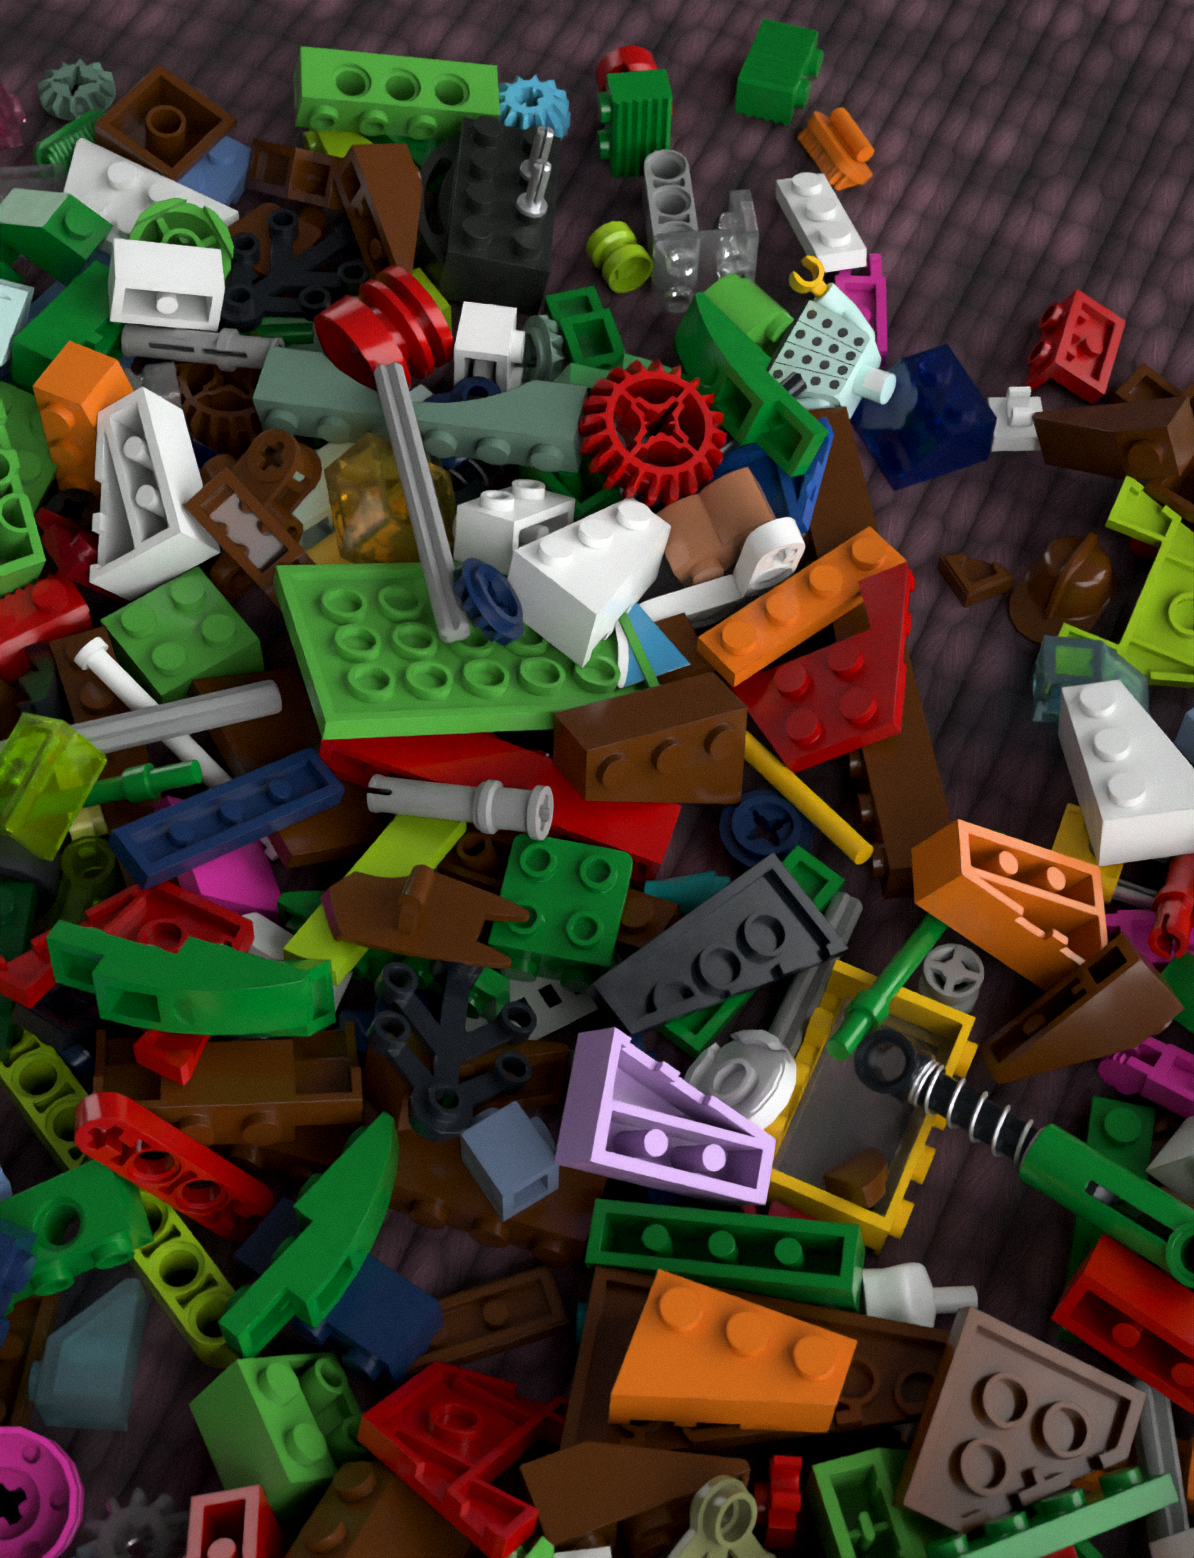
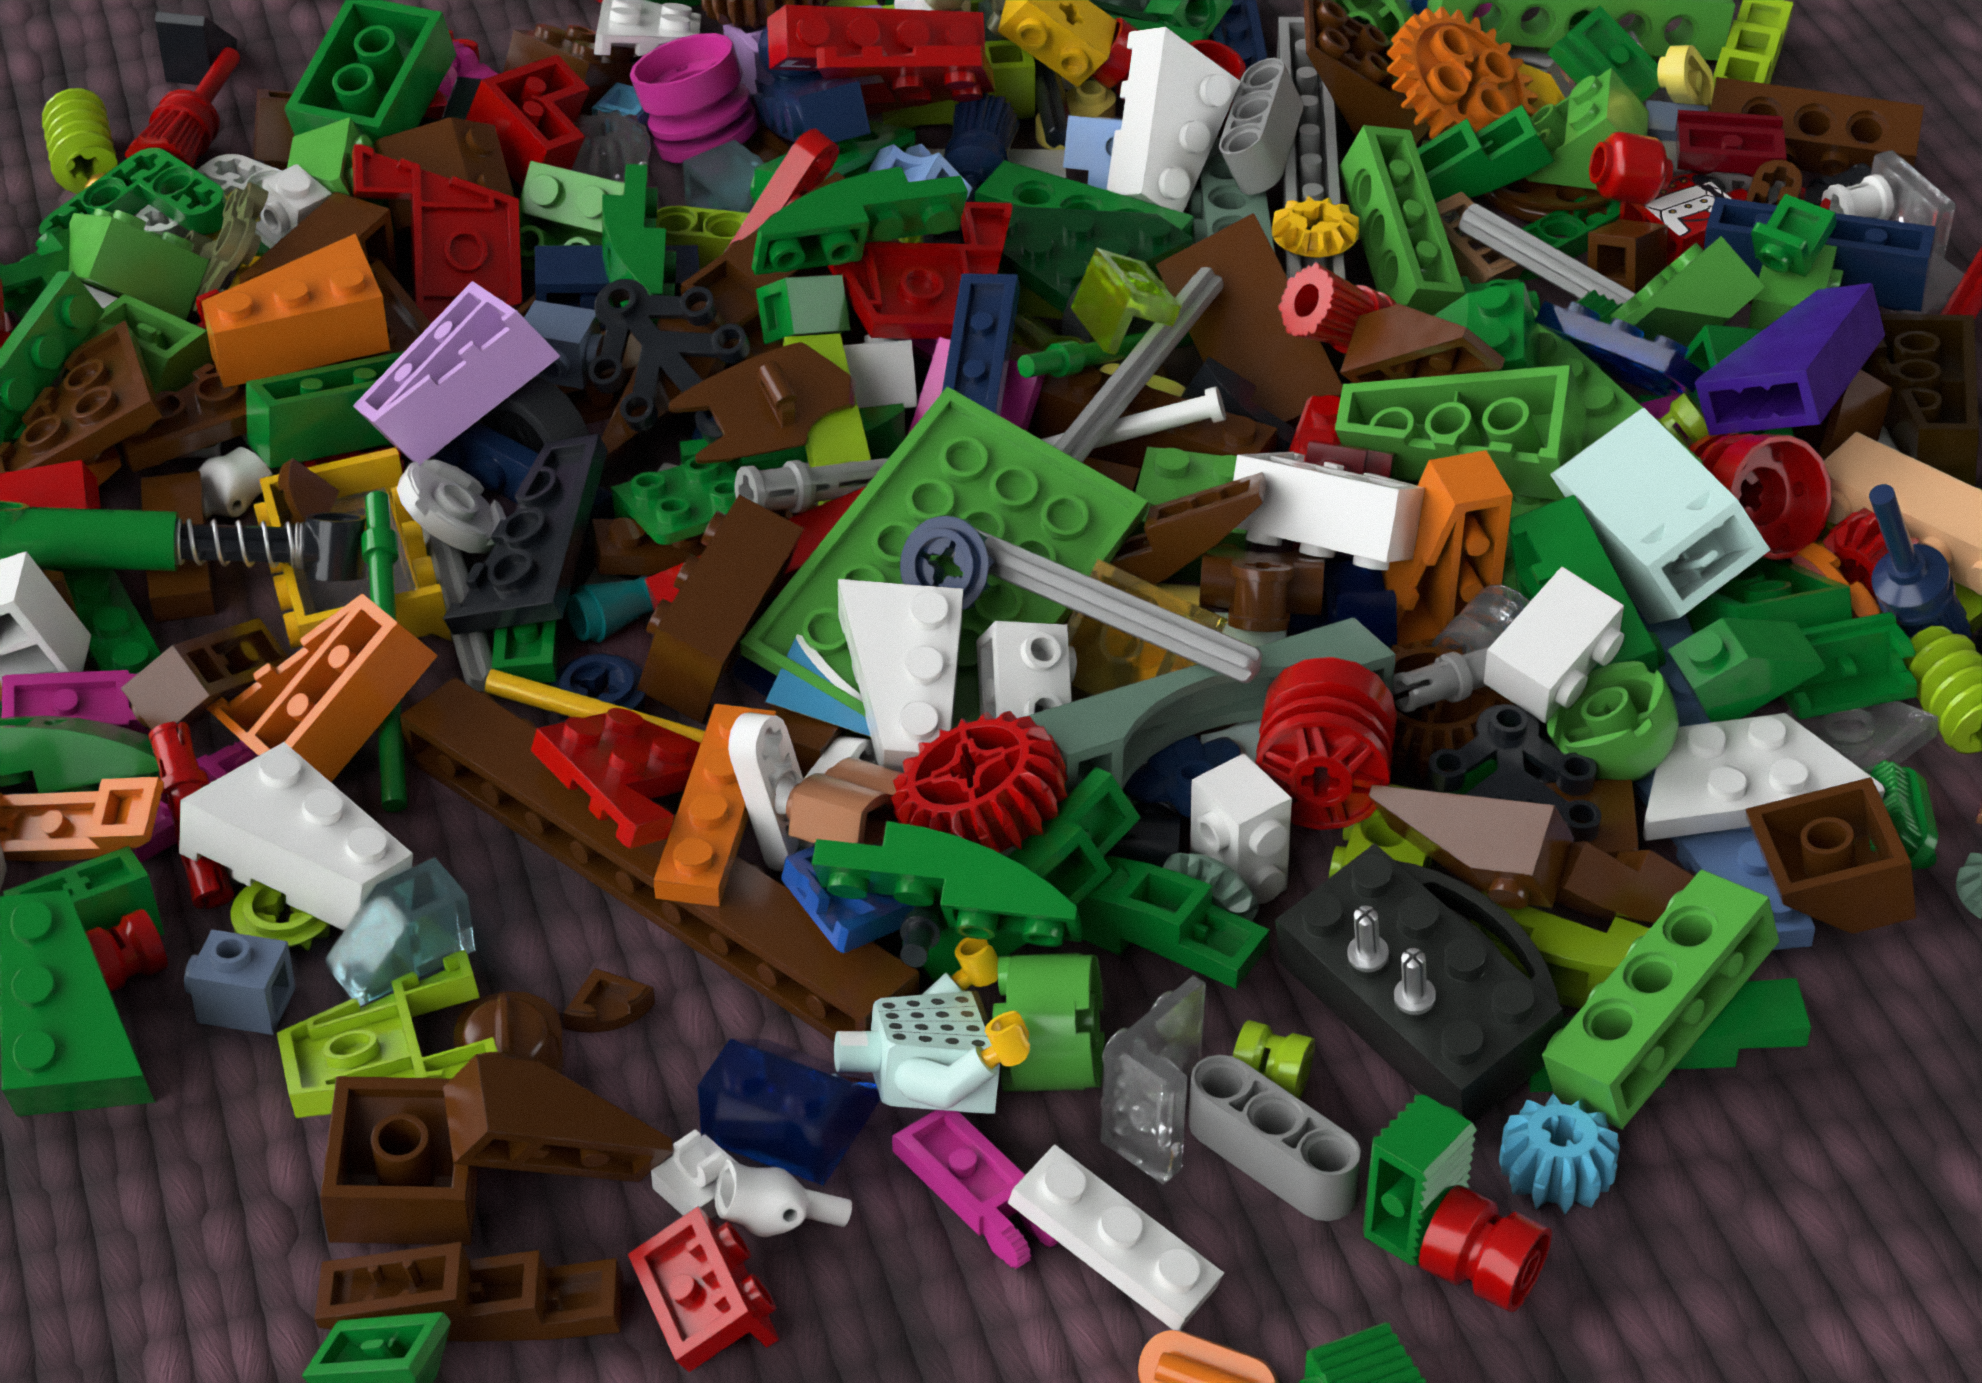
camera: 140 degrees right, 15 degrees down
(993, 1246) = (190, 588): none -> reddish brown slope
(998, 362) = (773, 1200): none -> white piece

